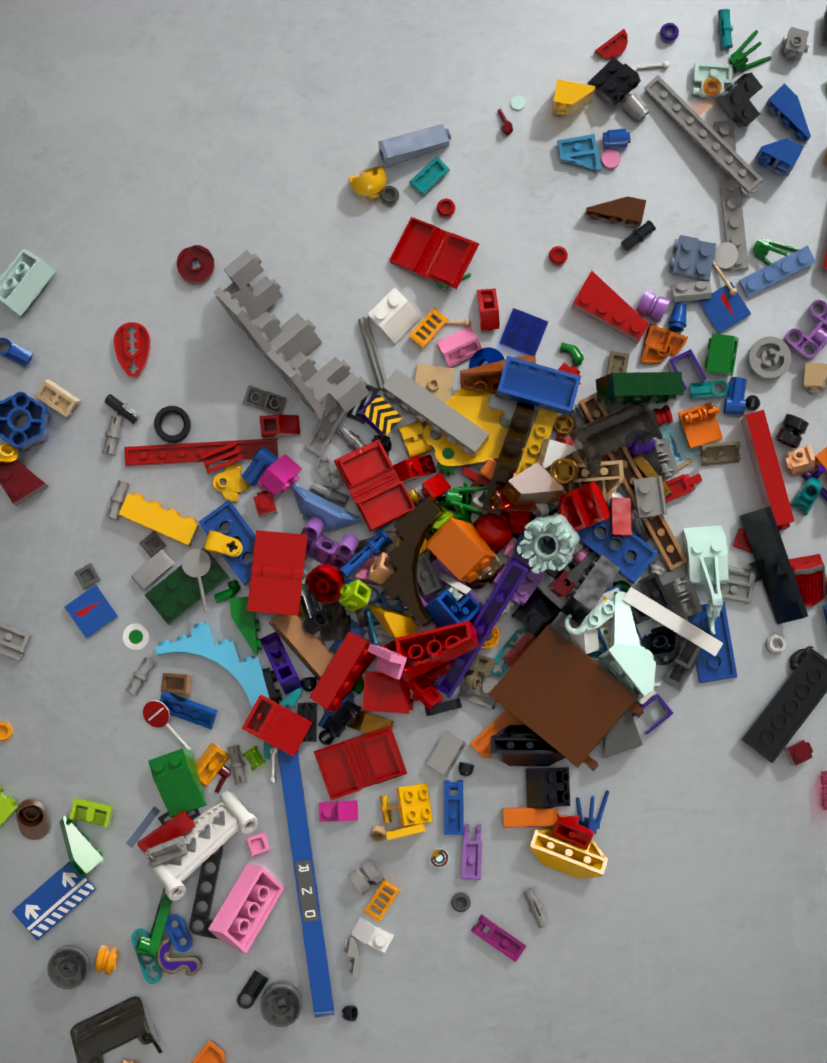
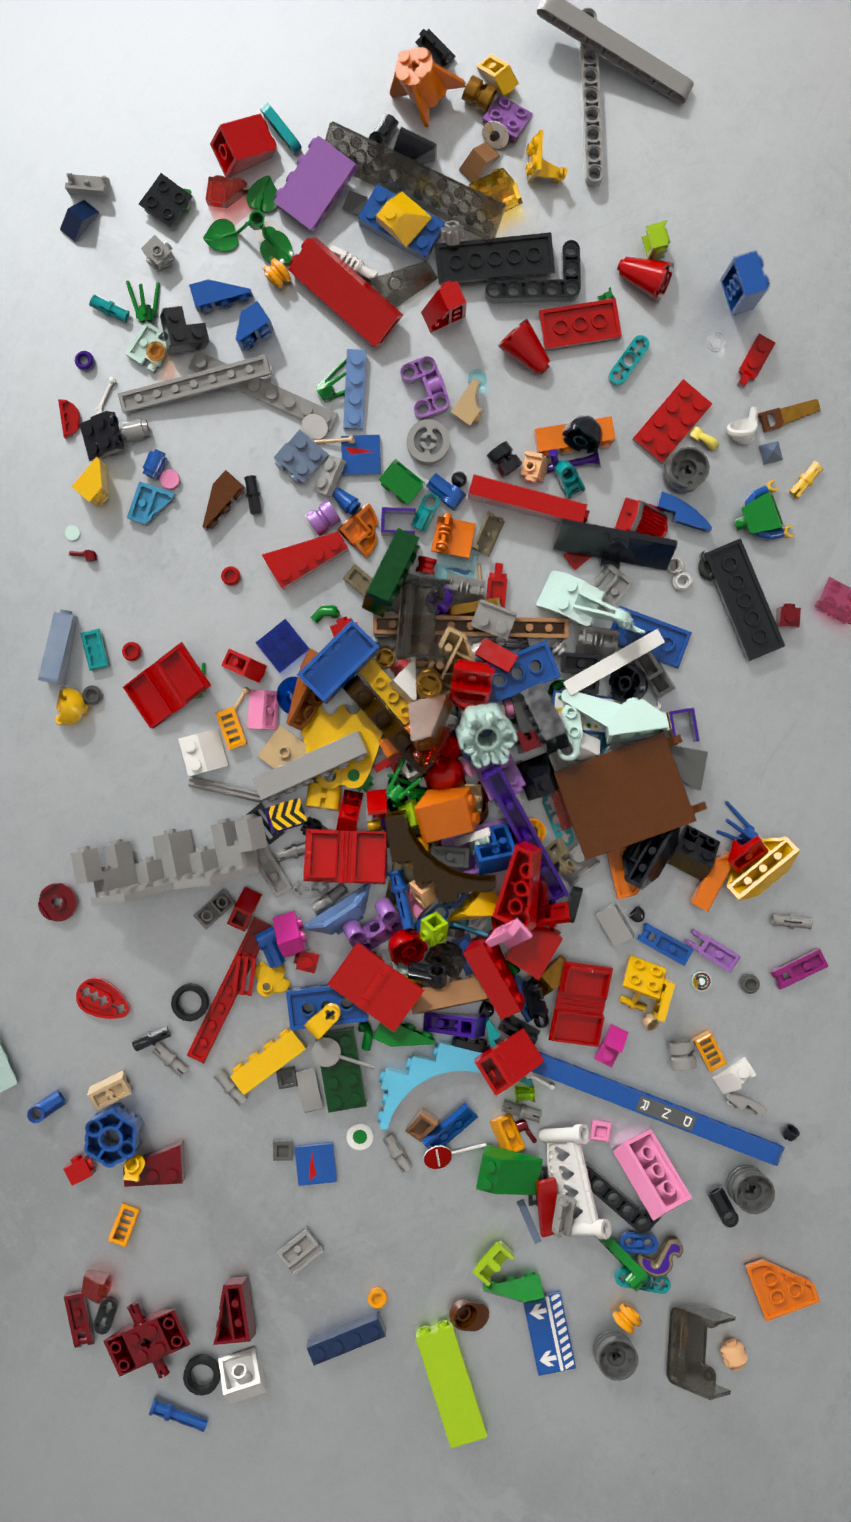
camera: 55 degrees left, 5 degrees up
(787, 630) = (676, 565): none -> white hinge

